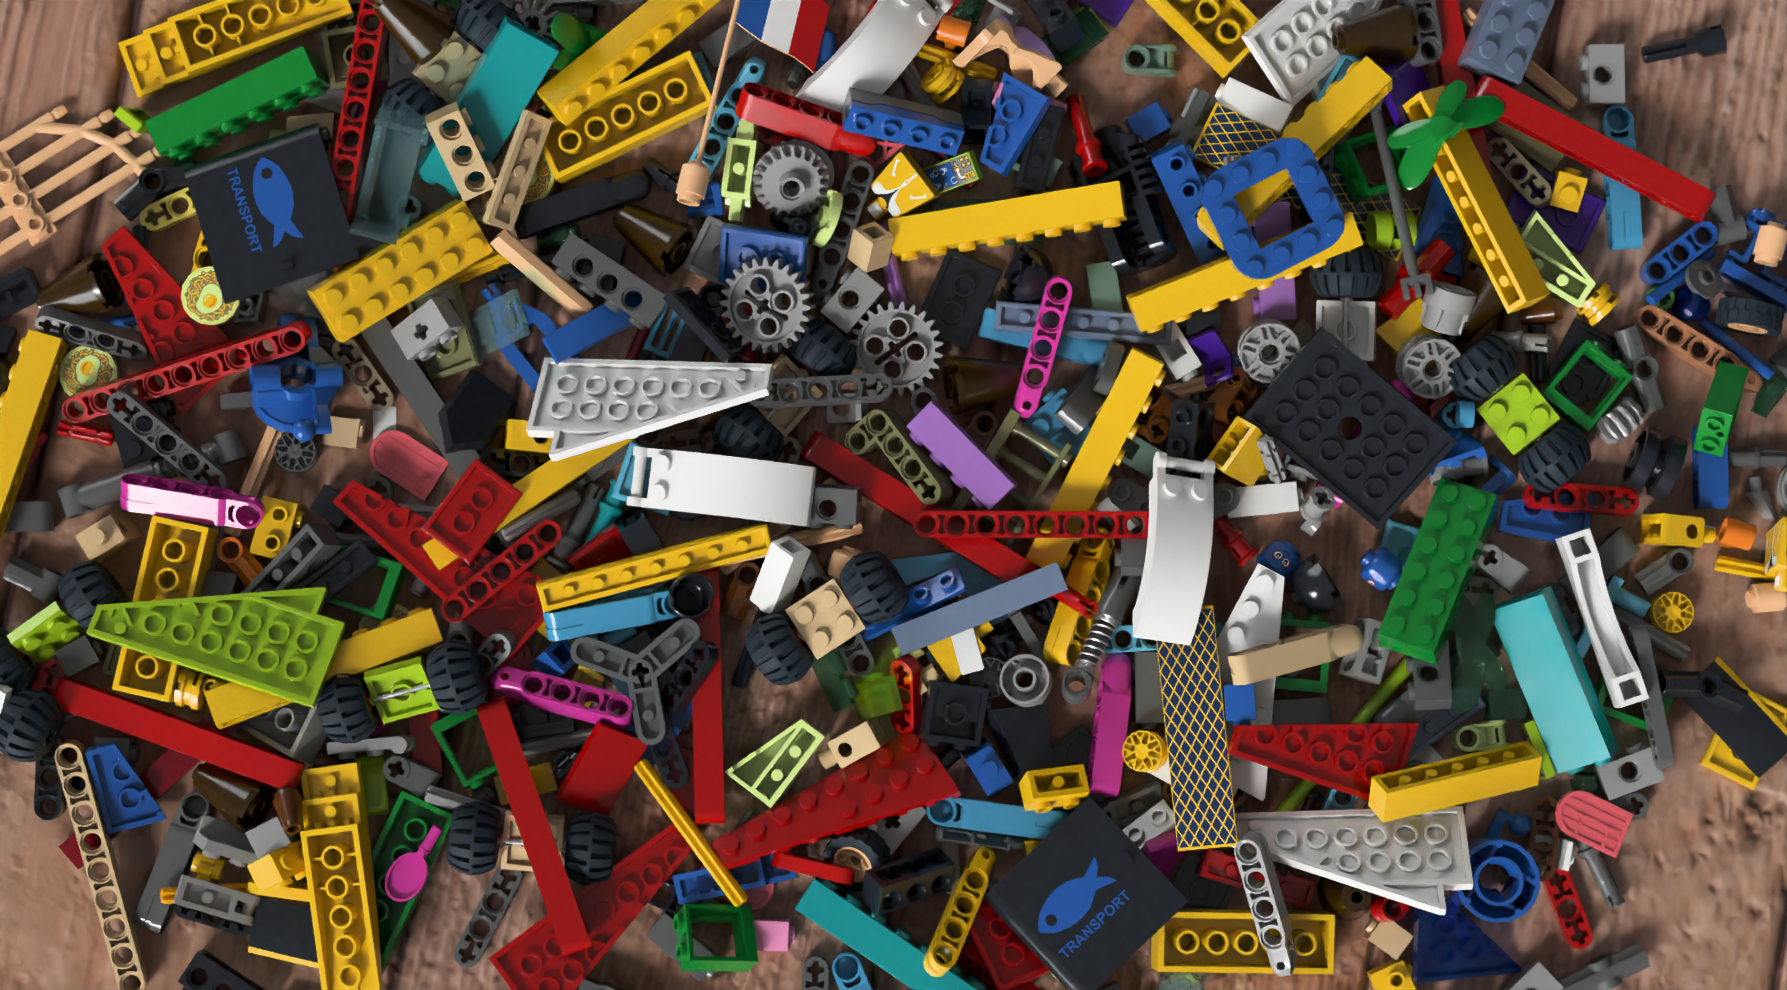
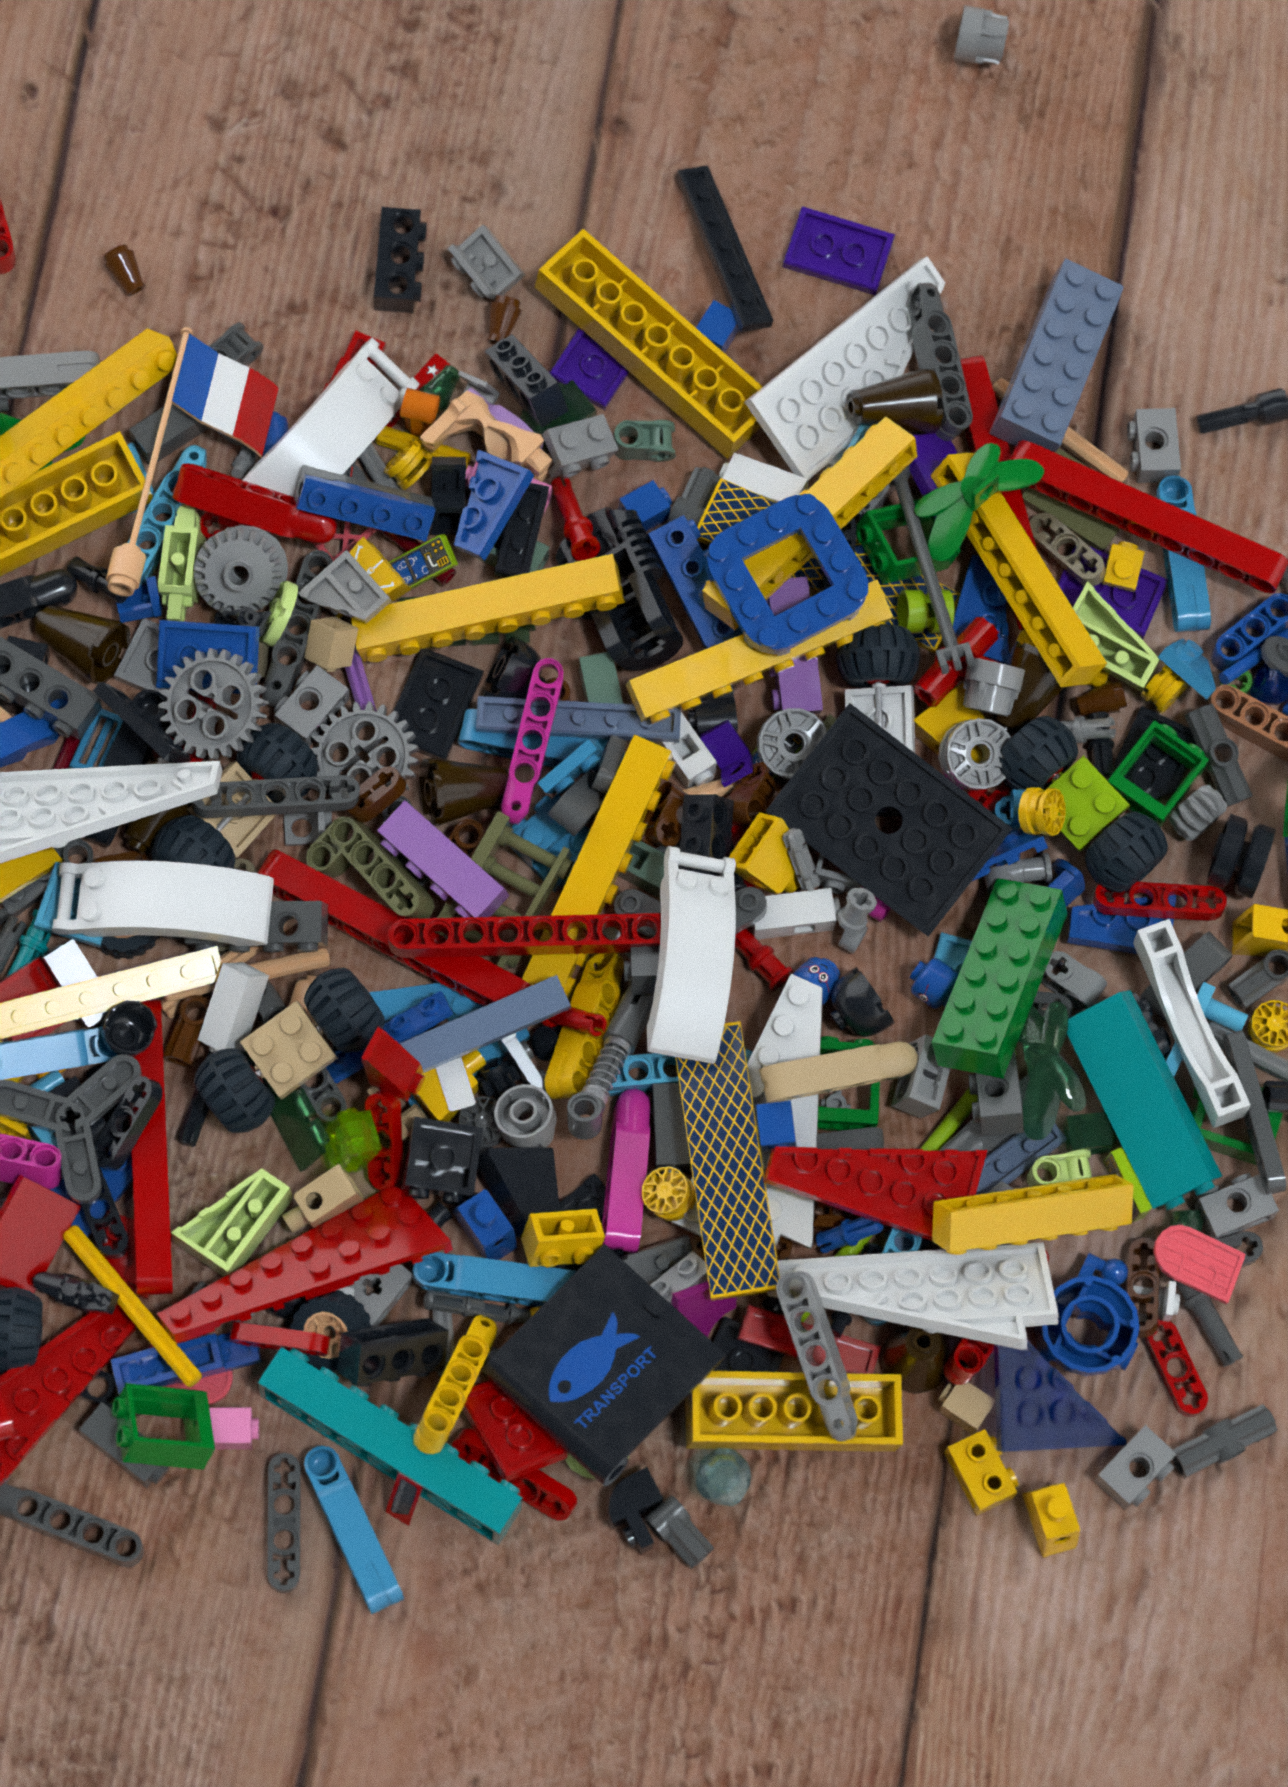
camera: 15 degrees left, 15 degrees down
(645, 818) = (77, 1292): none -> black hinge
(885, 201) = (346, 590): none -> light grey wing
(906, 387) = (377, 795): none -> reddish brown beam
(915, 647) = (392, 1066): none -> red slope
(1067, 378) = (569, 769): none -> dark azure wing
(1092, 66) = (580, 446): none -> light grey bracket
(1292, 787) = (847, 1233): none -> blue axle
(1483, 425) = (1040, 810): none -> yellow wheel
(1621, 287) = (1188, 662): none -> dark azure wing

